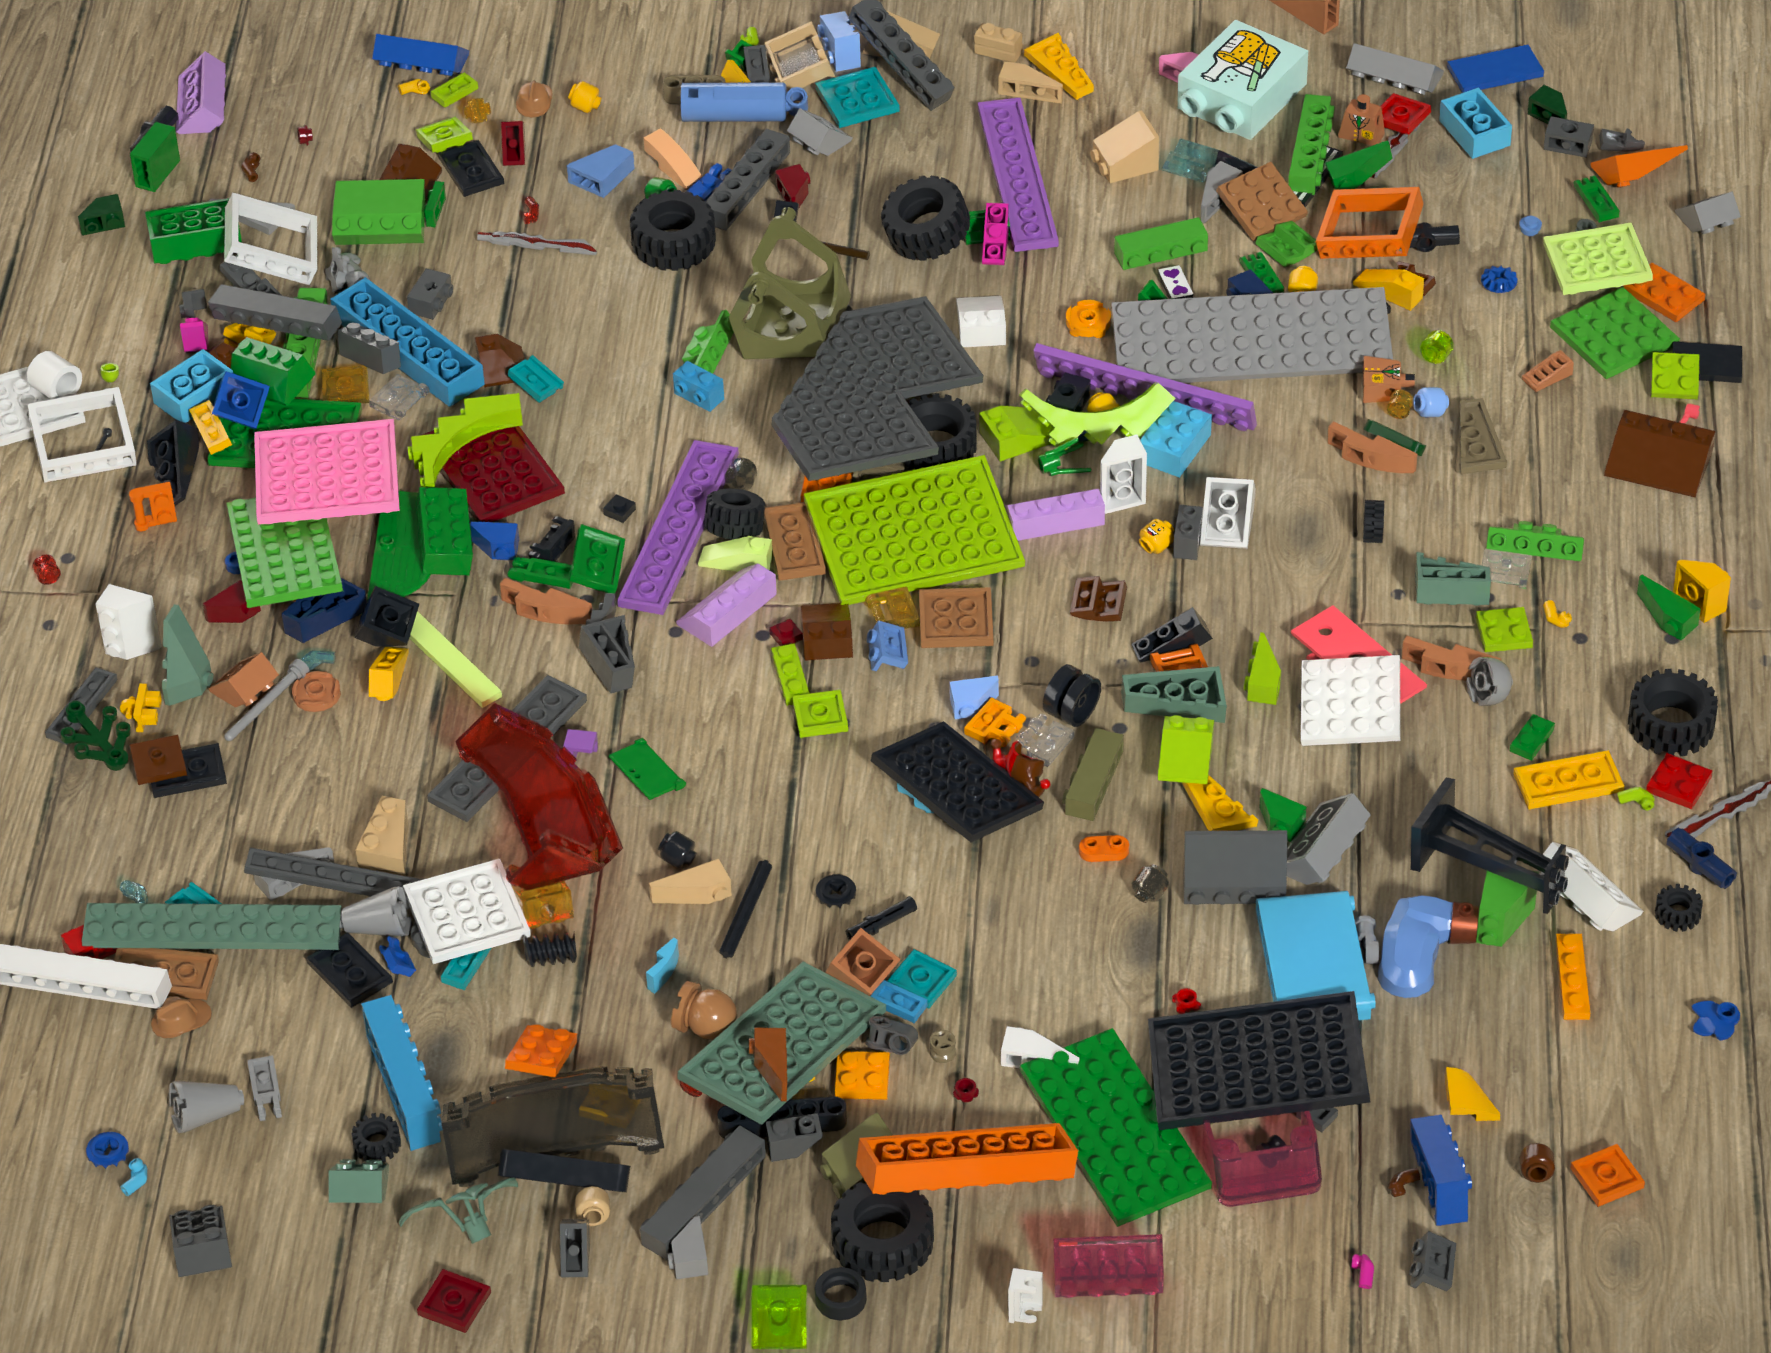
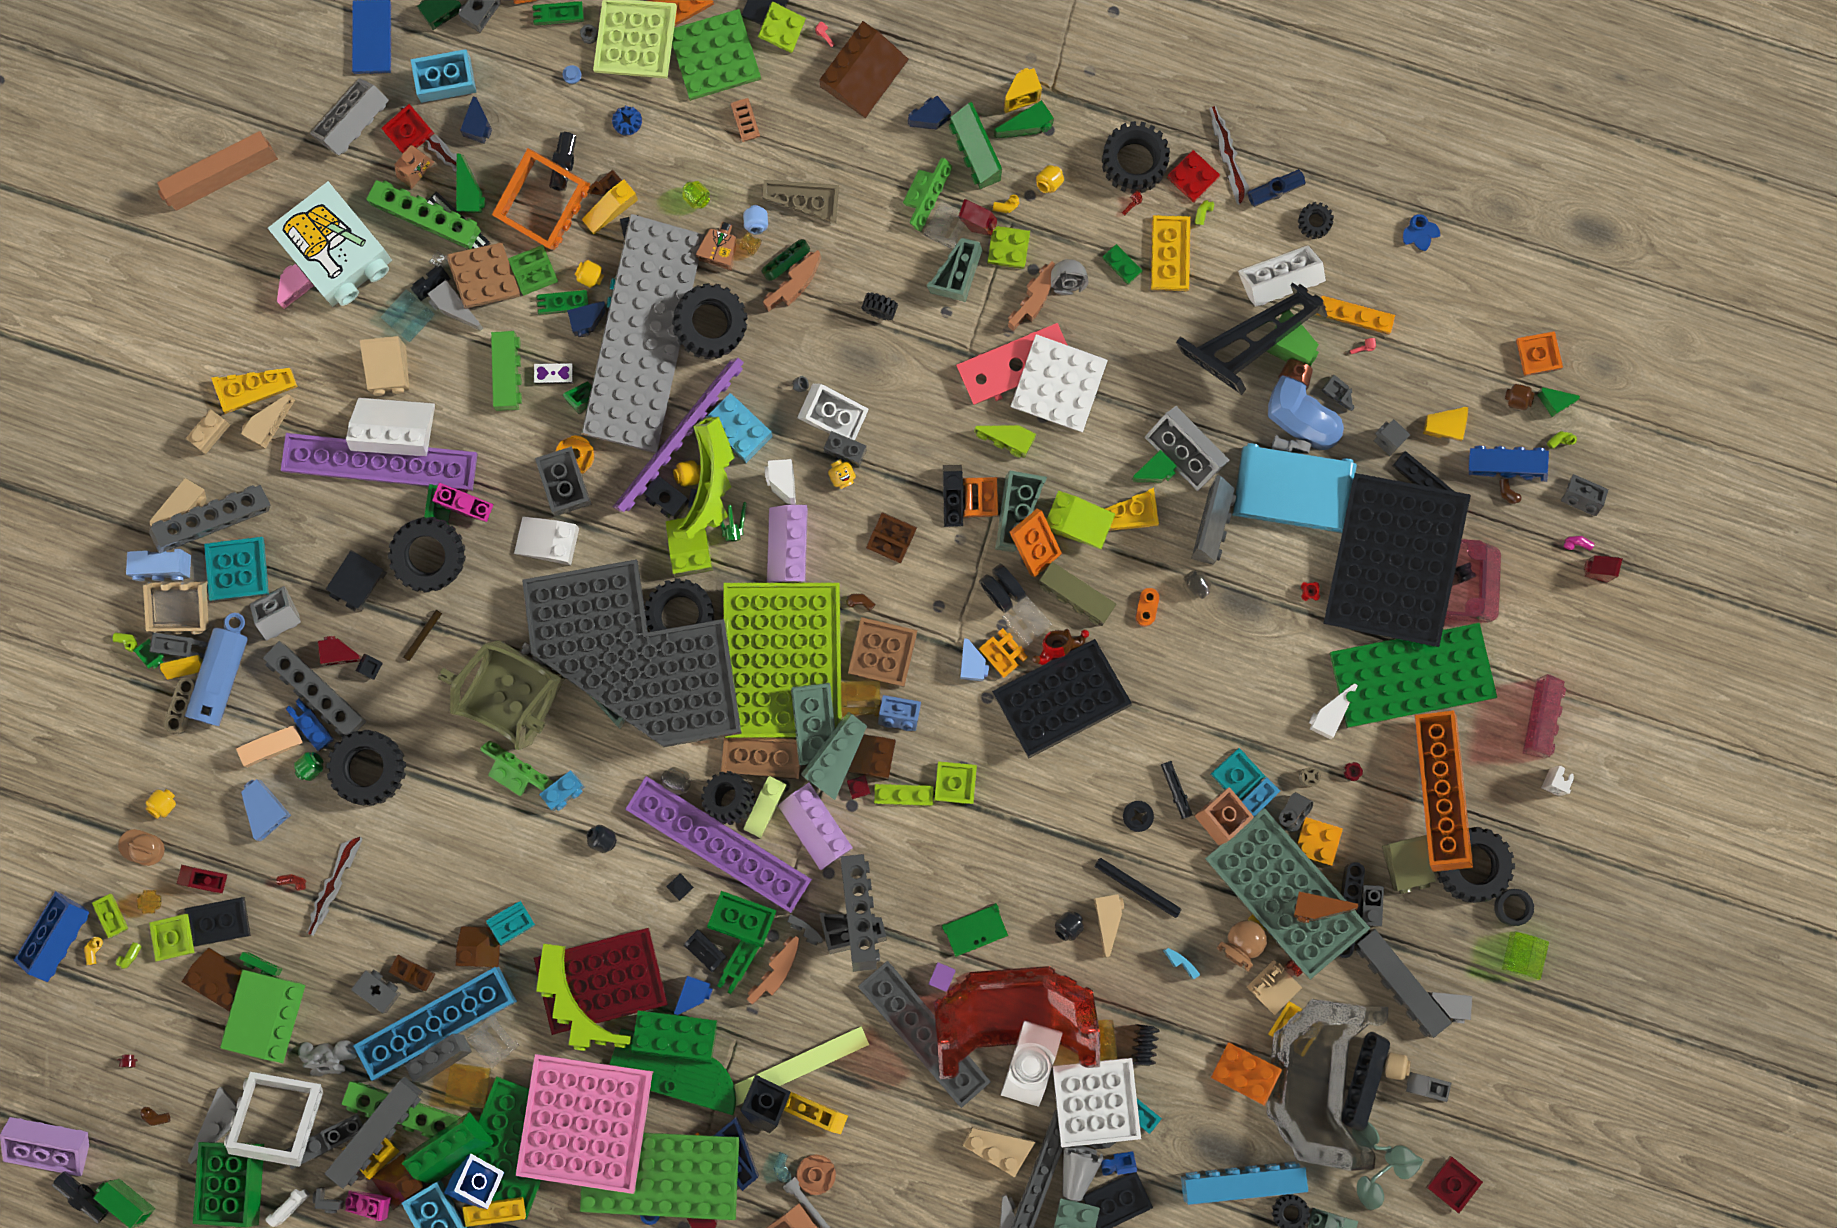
camera: 80 degrees left, 35 degrees up
(173, 278) = (287, 1208): none -> white plate
(411, 112) = (124, 962): none -> lime arm
(458, 319) = (412, 973): none -> reddish brown slope
(509, 841) = (1031, 1063): none -> white slope
(633, 638) = (861, 959): none -> dark grey brick
(653, 426) = (601, 838): none -> black head
(663, 1060) = (1274, 987): none -> tan hinge
(813, 586) = (834, 758): none -> sand green wedge
(846, 566) = (812, 718): none -> sand green tile
(875, 178) = (355, 581): none -> black panel
(1013, 587) = (856, 599): none -> reddish brown arm
(1049, 309) = (563, 481): none -> dark grey slope
(1058, 168) = (390, 427): none -> white slope
(1140, 708) = (1035, 542): none -> orange plate
(1254, 476) = (801, 380): none -> dark grey hinge
(1293, 356) = (727, 304): none -> black tyre
(1337, 1297) = (1603, 568): none -> dark red slope
(1382, 1094) = (1417, 473): none -> black tile
(1420, 1029) = (1391, 436): none -> dark grey brick
(1437, 161) = (475, 123): none -> dark blue slope
(1462, 979) = (1339, 392): none -> dark grey slope
(1502, 1224) = (1562, 438): none -> lime arm
(1522, 579) = (977, 218): none -> dark red slope
(1537, 997) = (1370, 345): none -> coral hand
(1547, 1205) = (1555, 400): none -> green slope
(1606, 643) = (1049, 179): none -> yellow head
(1613, 568) = (975, 146): none -> green slope
(1621, 733) = (1136, 198): none -> clear red hand
(1634, 523) = (931, 115): none -> dark blue slope

